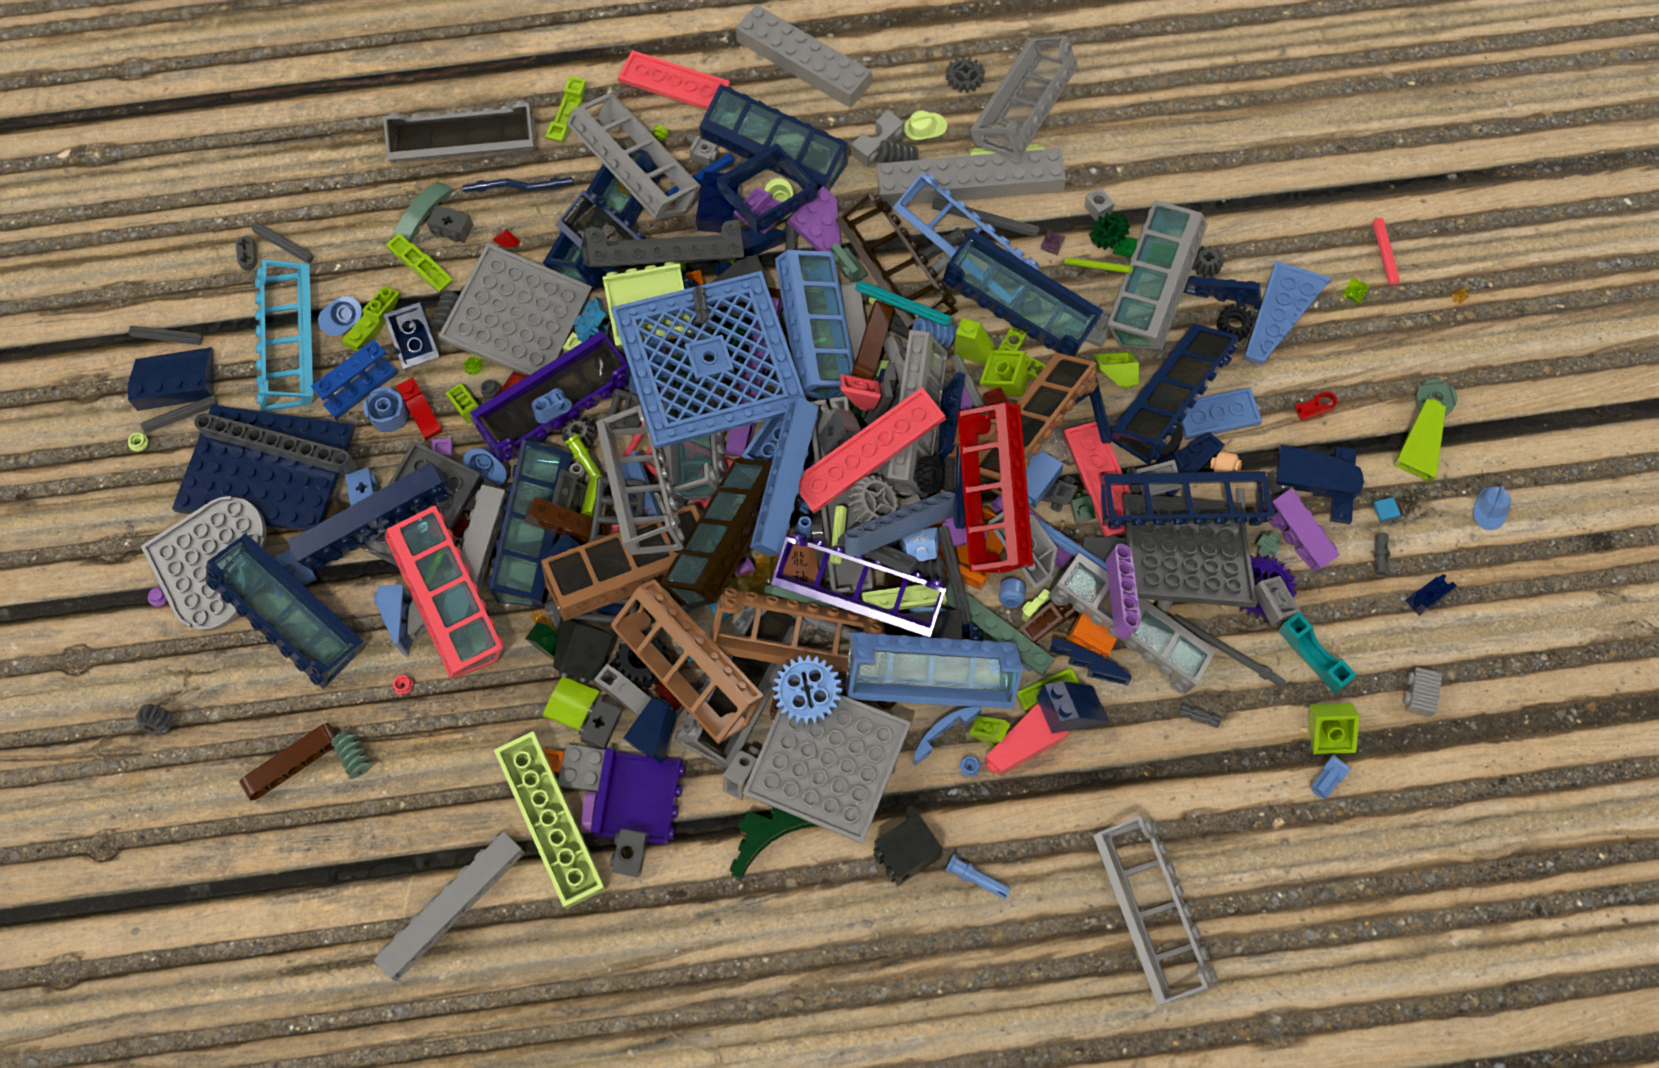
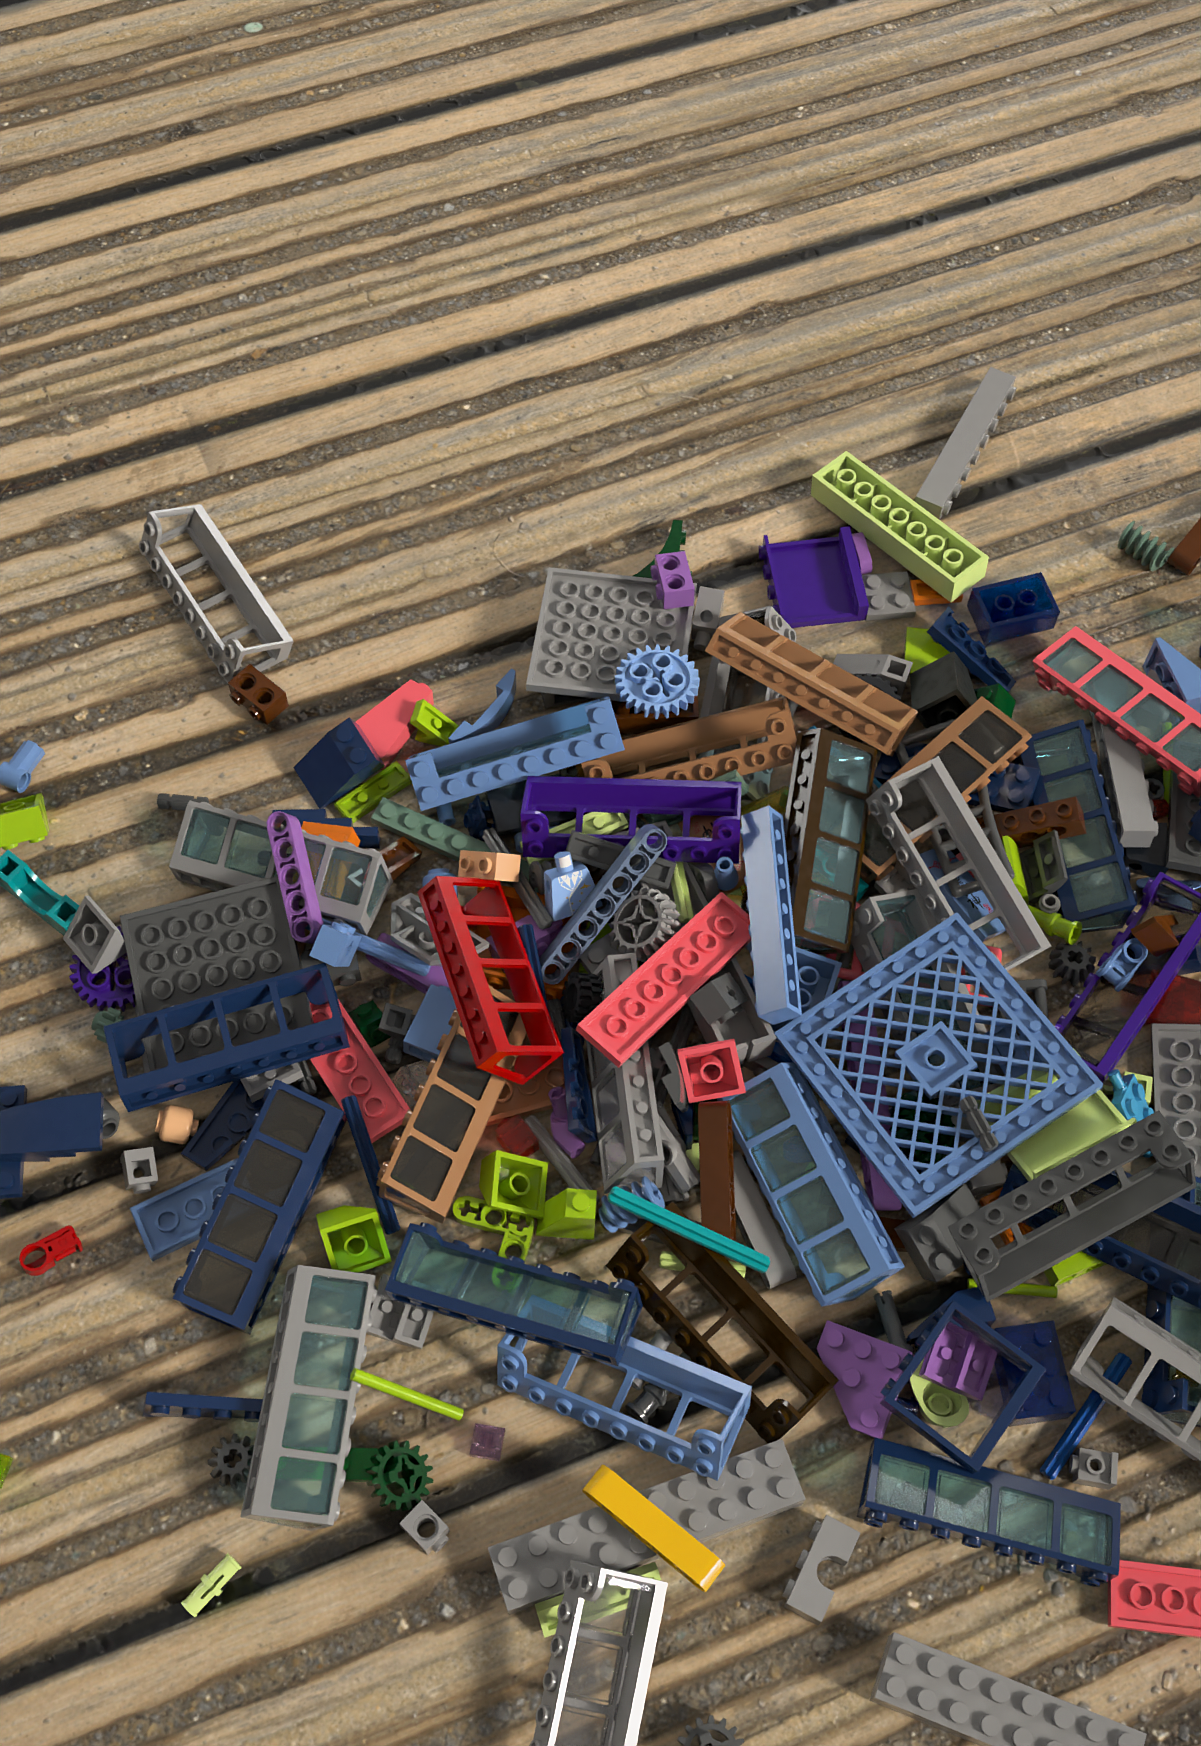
camera: 160 degrees right, 5 degrees down
(402, 679) = (1133, 626): coral plate -> none
(488, 719) = (1013, 608): none -> clear blue brick
(520, 413) = (1157, 934): none -> reddish brown slope
(543, 689) = (972, 653): none -> dark blue wing
(600, 736) = (886, 631): dark grey brick -> none
(638, 842) = (799, 522): dark grey brick -> none
(652, 729) = (824, 630): dark blue slope -> none
(660, 132) = (1180, 1491): lime plate -> none
(758, 791) = (673, 580): none -> medium lavender brick
(848, 263) = (799, 1314): sand green bracket -> none
(896, 152) = (779, 1535): dark grey piece -> none
(907, 848) = (497, 582): pearl dark grey container -> none
(925, 125) = (749, 1629): yellowish green piece -> none
(967, 872) = (426, 586): medium blue pin -> none
(969, 760) = (449, 684): medium blue plate -> none
(970, 160) = (654, 1528): none -> yellow beam
(974, 582) = (489, 865): none -> light nougat brick
(991, 219) = (593, 1460): dark grey axle -> none
(1034, 607) = (409, 875): yellowish green plate -> none
(1100, 536) = (336, 944): none -> medium blue brick
(1124, 799) = (260, 691): none -> reddish brown brick
(1227, 206) = (211, 1585): none -> yellowish green pin
(1237, 313) = (169, 1349): black tyre -> none
(1254, 441) = (143, 1160): none -> light grey brick
(1264, 672) = (107, 869): dark grey bar -> none
(1284, 303) = (105, 1419): medium blue wing -> none
(1302, 530) = (67, 1050): medium lavender wedge -> none

